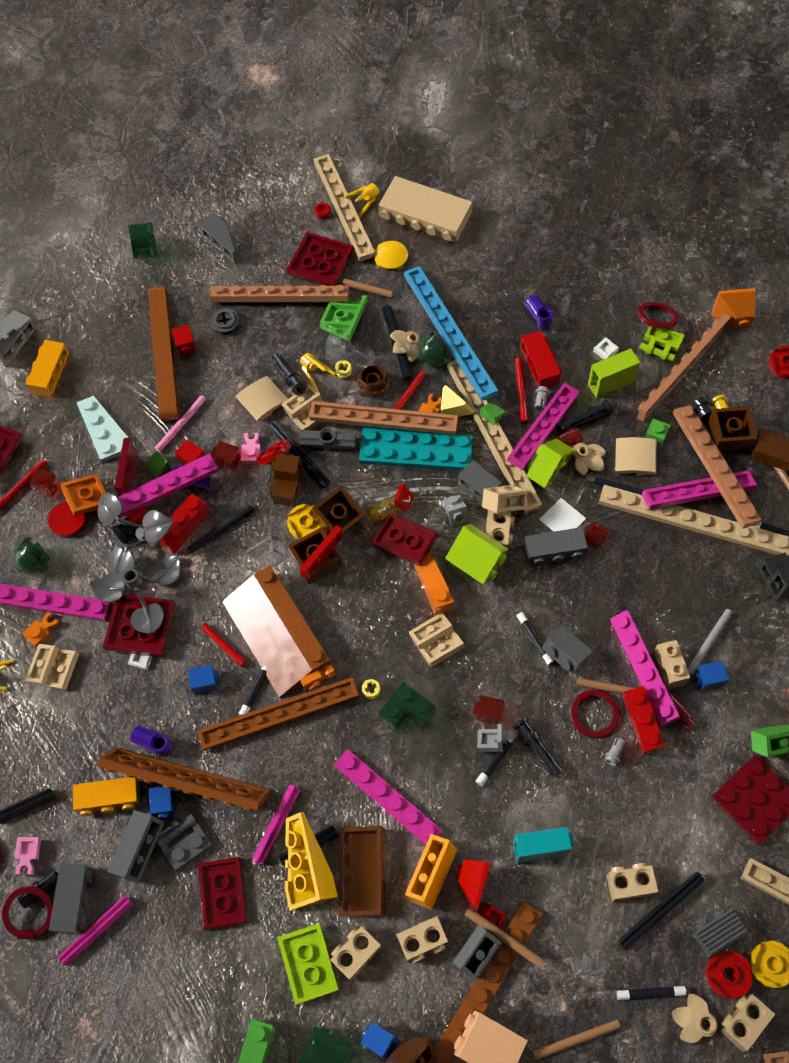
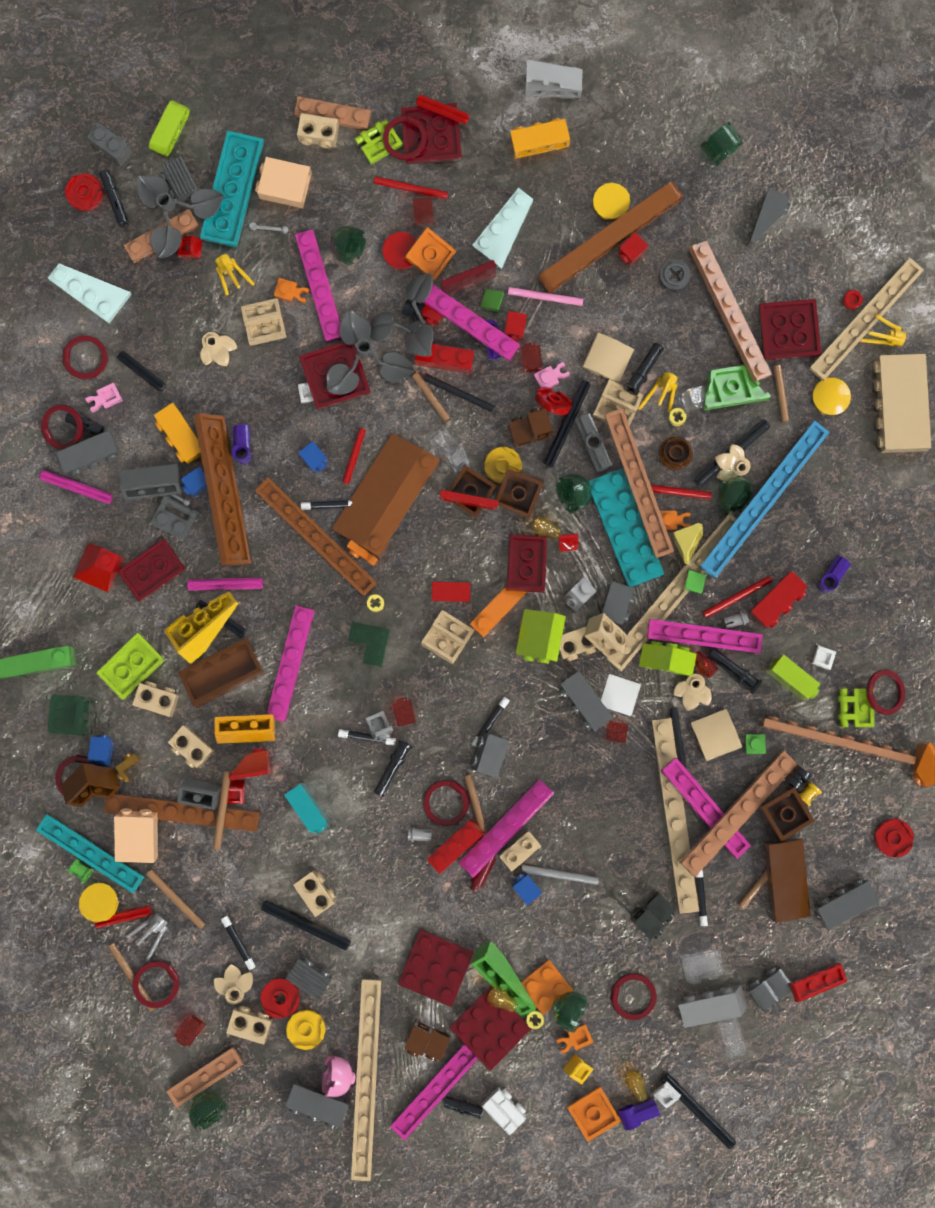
camera: 60 degrees right, 20 degrees up
(52, 722) = (218, 351): none -> tan plate
(134, 340) = (611, 201): none -> yellow tile
(188, 947) = (98, 567): none -> red slope
(210, 553) = (431, 397): none -> medium nougat bar
(362, 472) = (574, 491): none -> clear green cylinder
(395, 617) = (450, 592): none -> red tile
(405, 1017) = (128, 761): none -> pearl gold bracket

